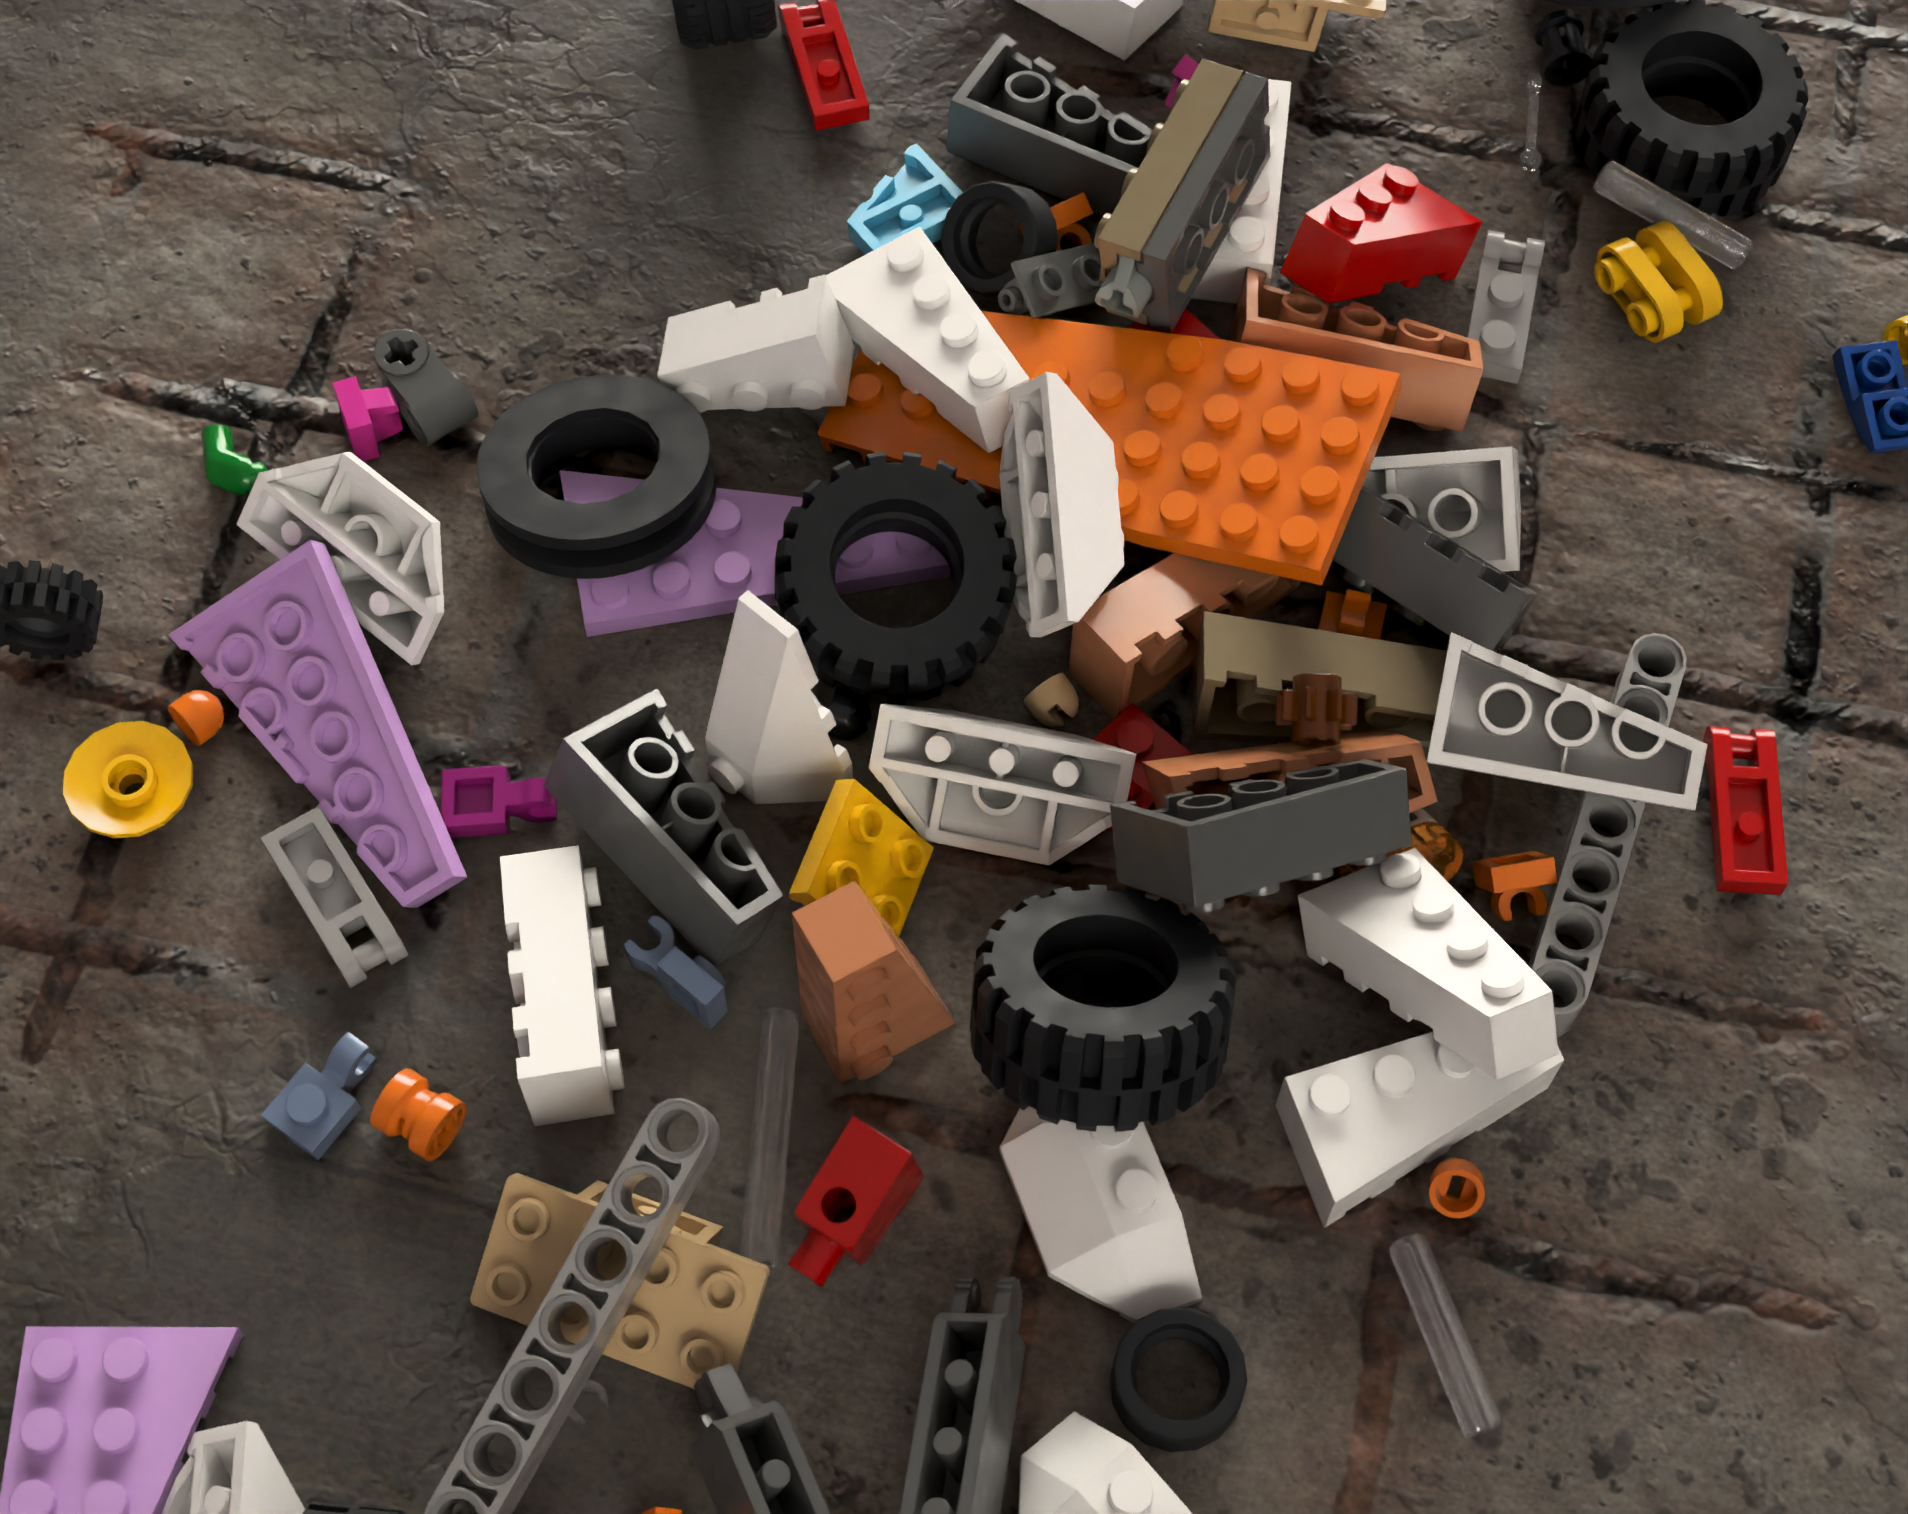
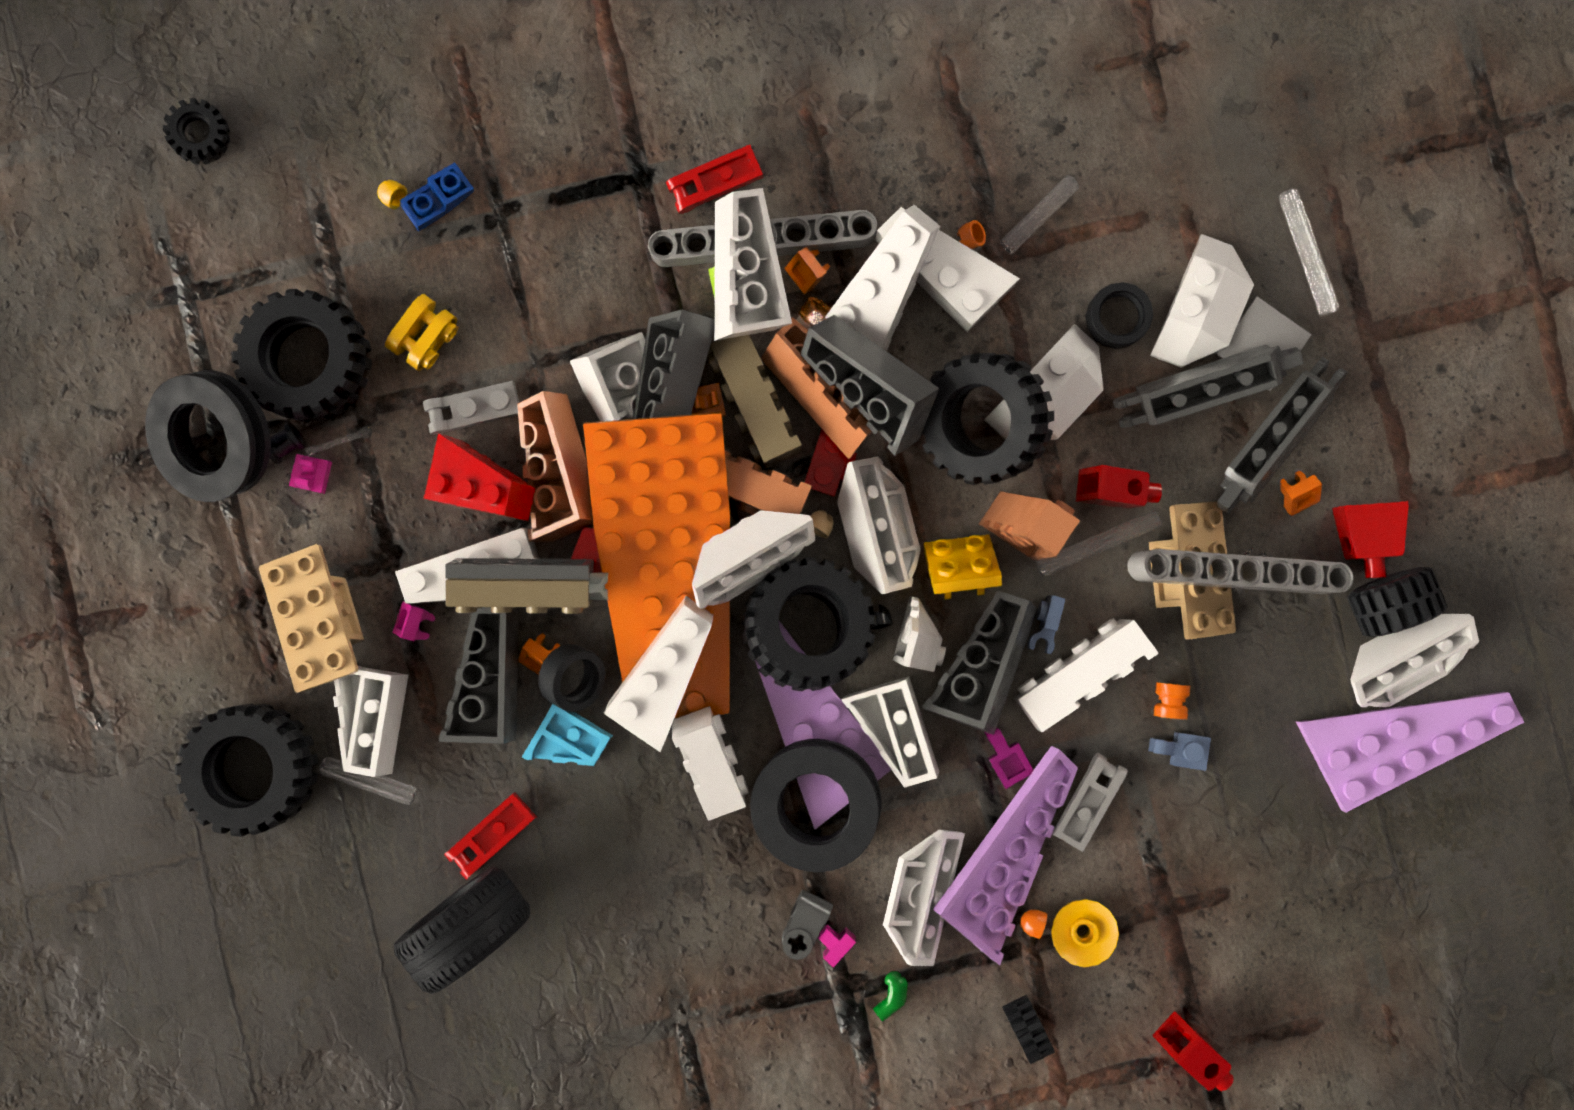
camera: 110 degrees left, 25 degrees up
(629, 645) = (897, 729): none -> white wedge
(1052, 282) = (586, 634): dark grey hinge -> none
(1316, 709) = (789, 386): reddish brown gear -> none
(1498, 67) = (310, 473): none -> dark pink tile
(1657, 205) = (376, 340): clear axle -> none

